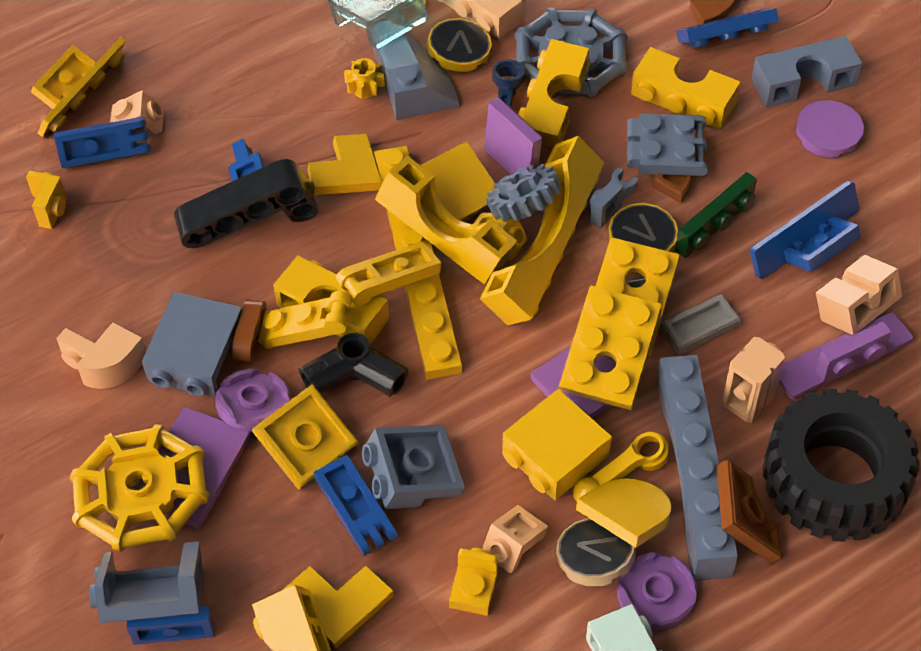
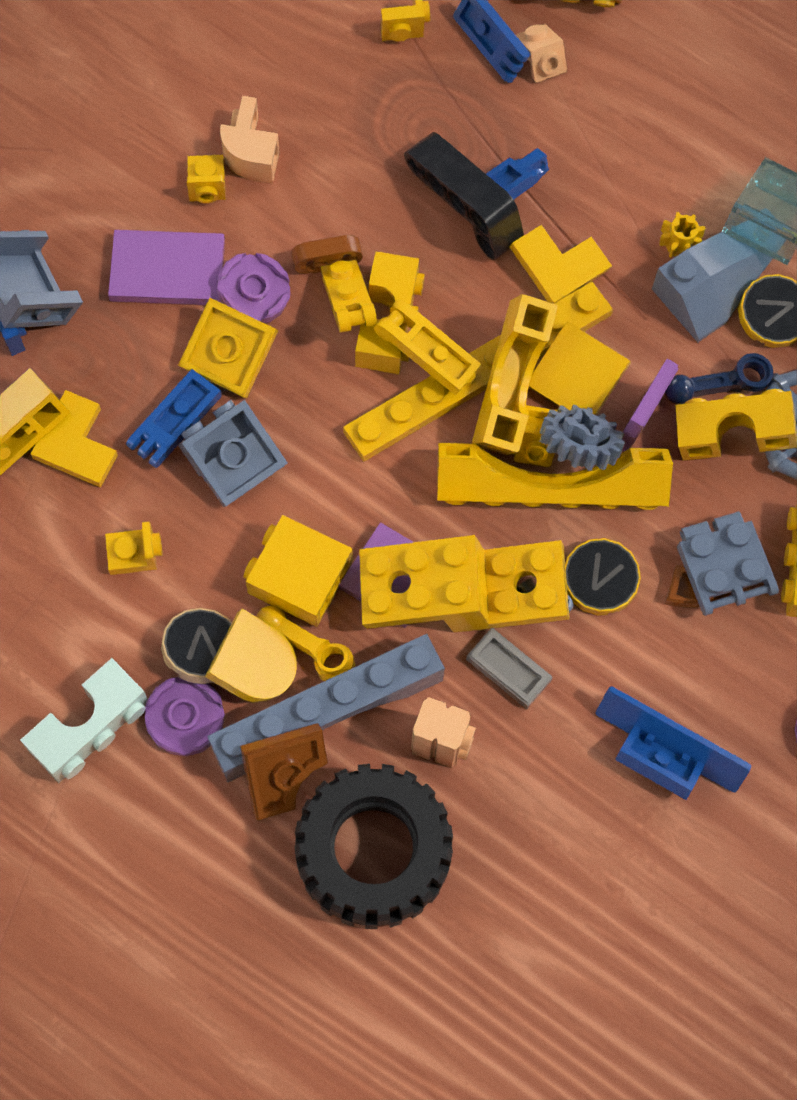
camera: 65 degrees right, 15 degrees up
(116, 405) = (206, 178): none -> yellow bracket
(140, 505) = (124, 249): yellow plate -> none
(191, 344) = (288, 208): sand blue panel -> none
(369, 367) = (314, 344): black piece -> none
(513, 536) = (191, 567): light nougat bracket -> none
(608, 200) = (626, 528): sand blue plate -> none
(716, 215) = (652, 642): dark green plate -> none
(843, 355) = (534, 830): medium lavender bracket -> none
(860, 296) = (600, 816): light nougat brick -> none

